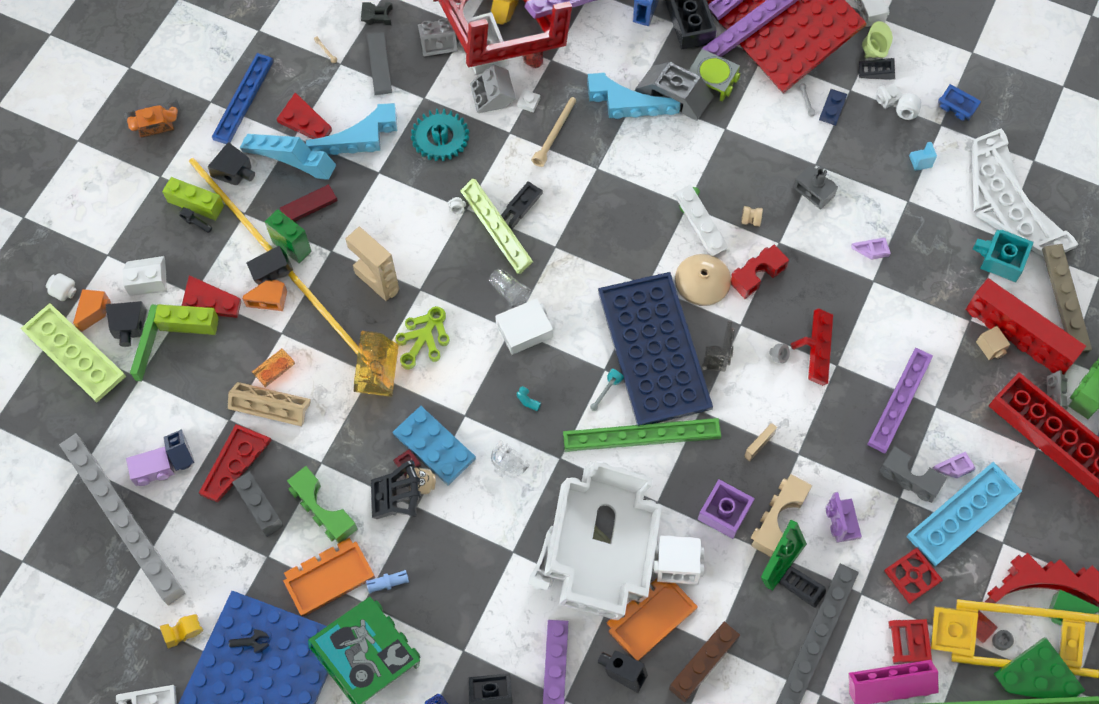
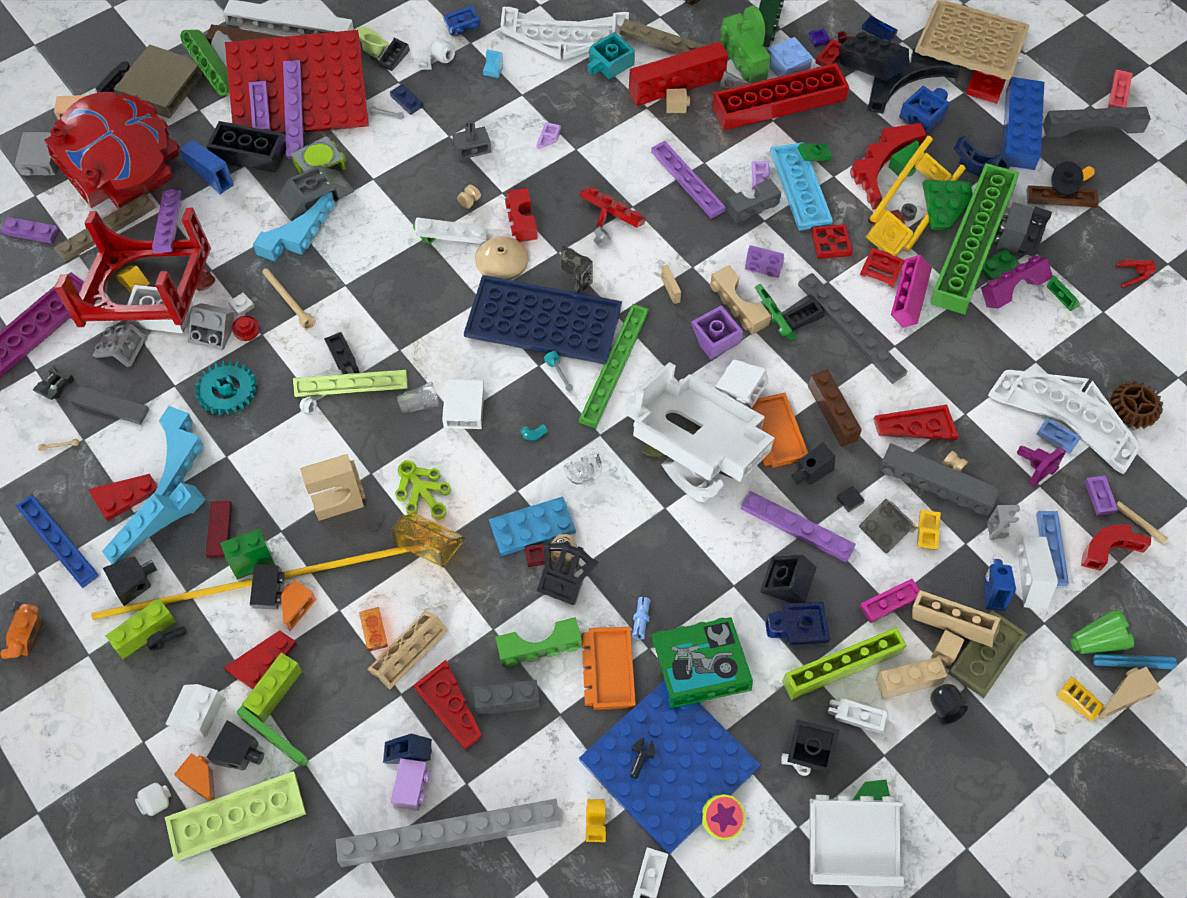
camera: 65 degrees left, 5 degrees down
(505, 117) = (245, 328): none -> red plate
(1016, 508) = (815, 152): none -> green plate

